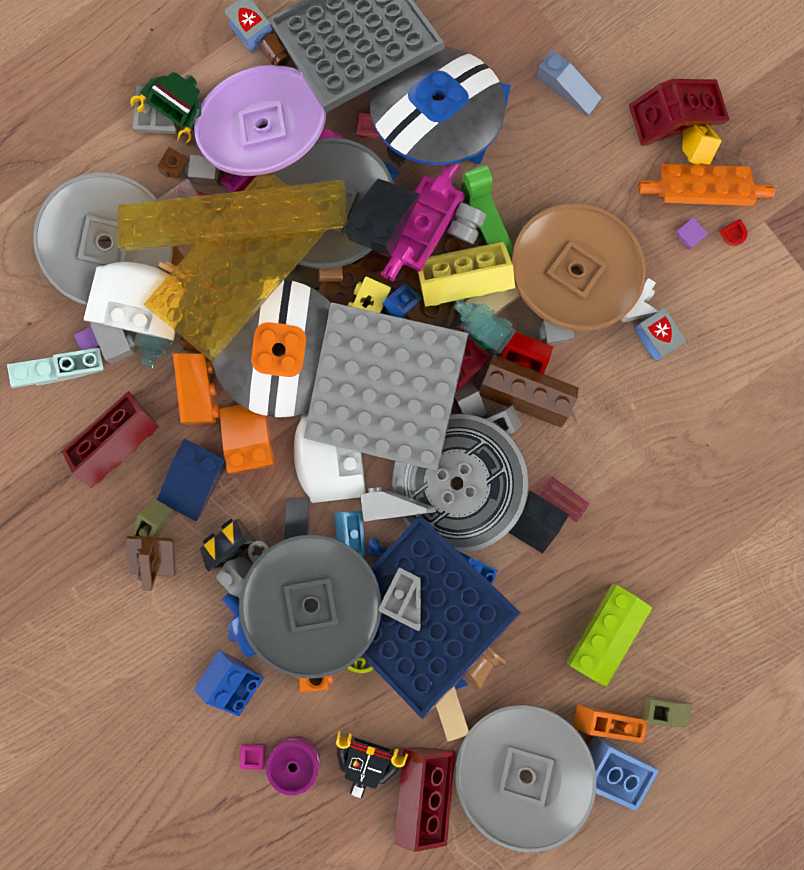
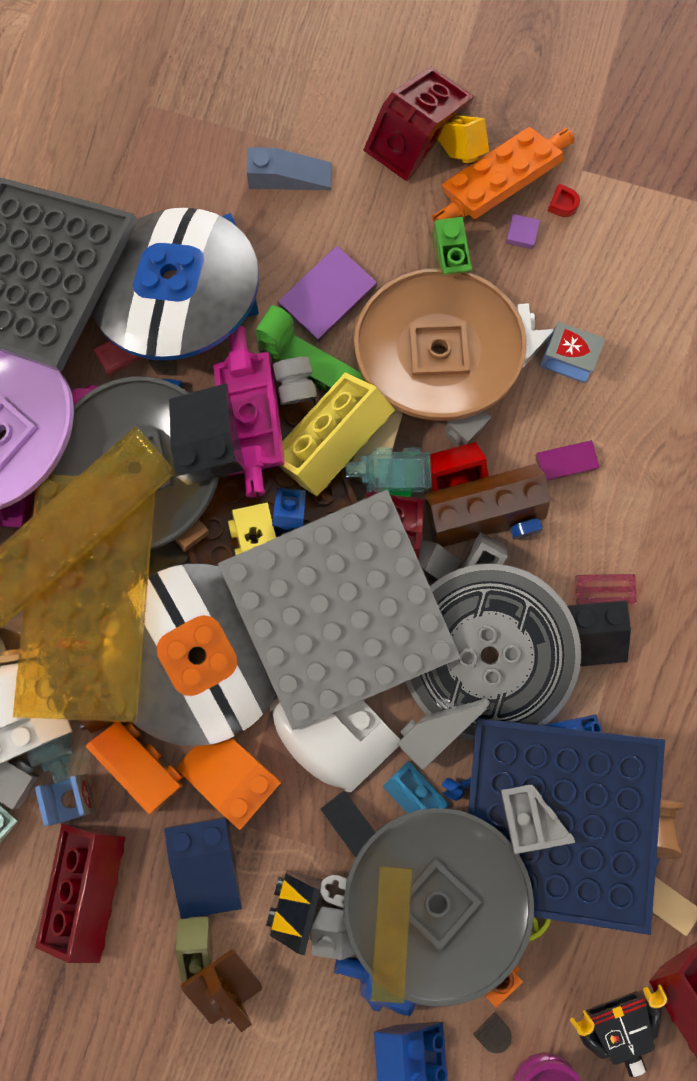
camera: 45 degrees left, 5 degrees down
(130, 374) = (51, 804): none -> medium blue piece
(269, 600) = (391, 934): none -> clear yellow tile
(289, 708) = (494, 1034): none -> clear smoke tile
(533, 182) = (327, 293): none -> medium lavender tile
(542, 424) = (526, 529): none -> blue tile
(603, 401) = (568, 460): none -> magenta tile
(635, 209) = (451, 246): none -> bright green slope

